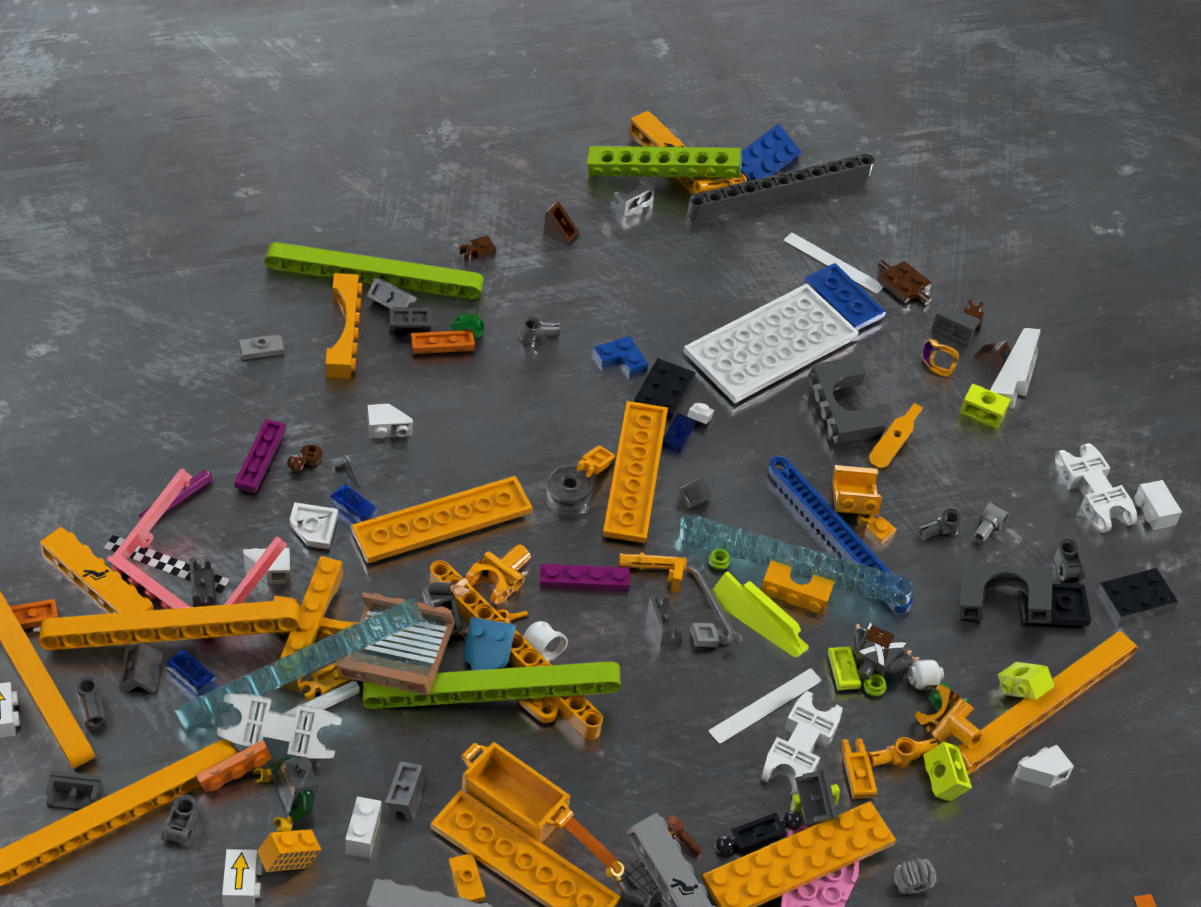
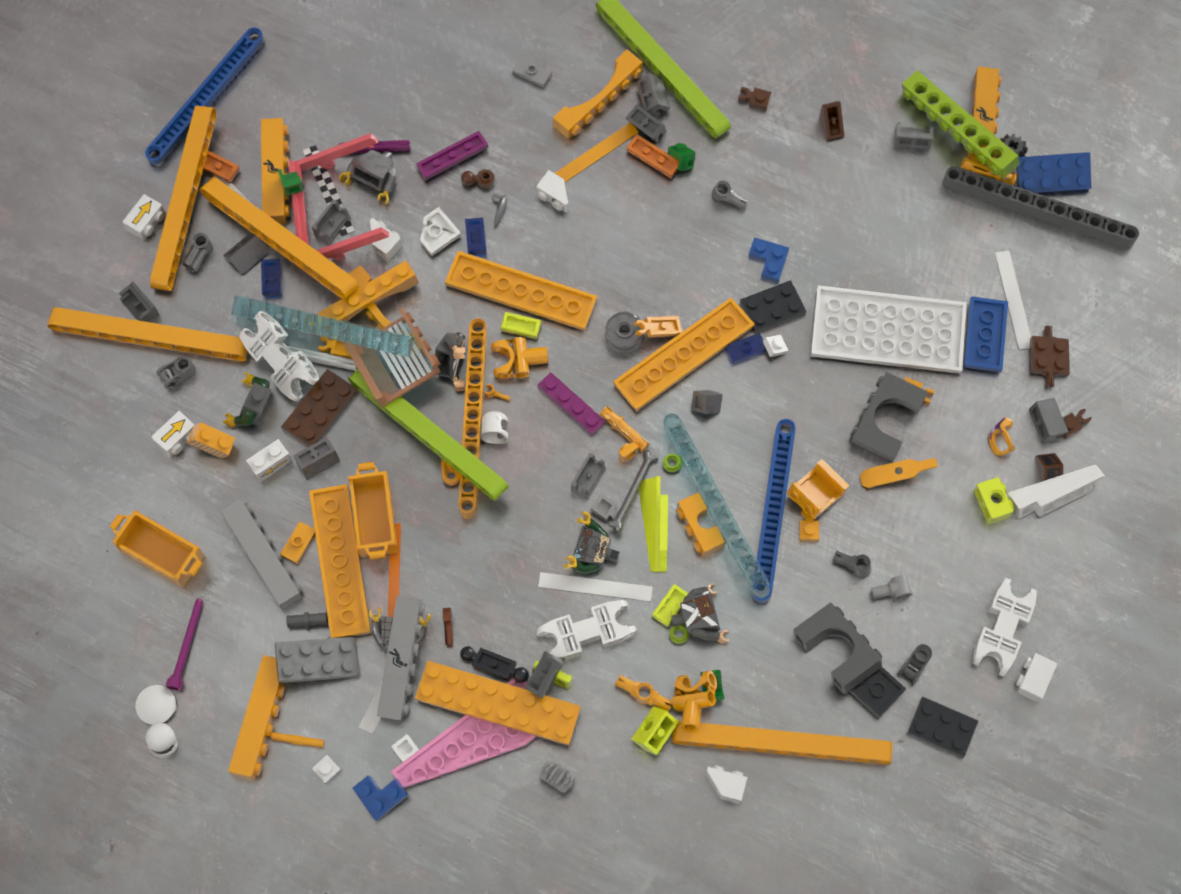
camera: 50 degrees right, 20 degrees up
(130, 572) = (290, 182): none -> green panel
(201, 512) = (373, 170): none -> flat silver torso
(234, 767) = (233, 361): orange plate -> none
(361, 751) = (319, 408): none -> reddish brown plate
(388, 369) = (597, 152): none -> light orange sticker
(473, 546) = (520, 325): none -> neon yellow plate
(488, 644) = (455, 402): dark azure plate -> none
(731, 671) = (591, 548): none -> torso
(858, 770) = (603, 680): light orange hinge -> none
(925, 674) = (717, 655): white head -> none
(1026, 680) = (776, 718): neon yellow brick -> none

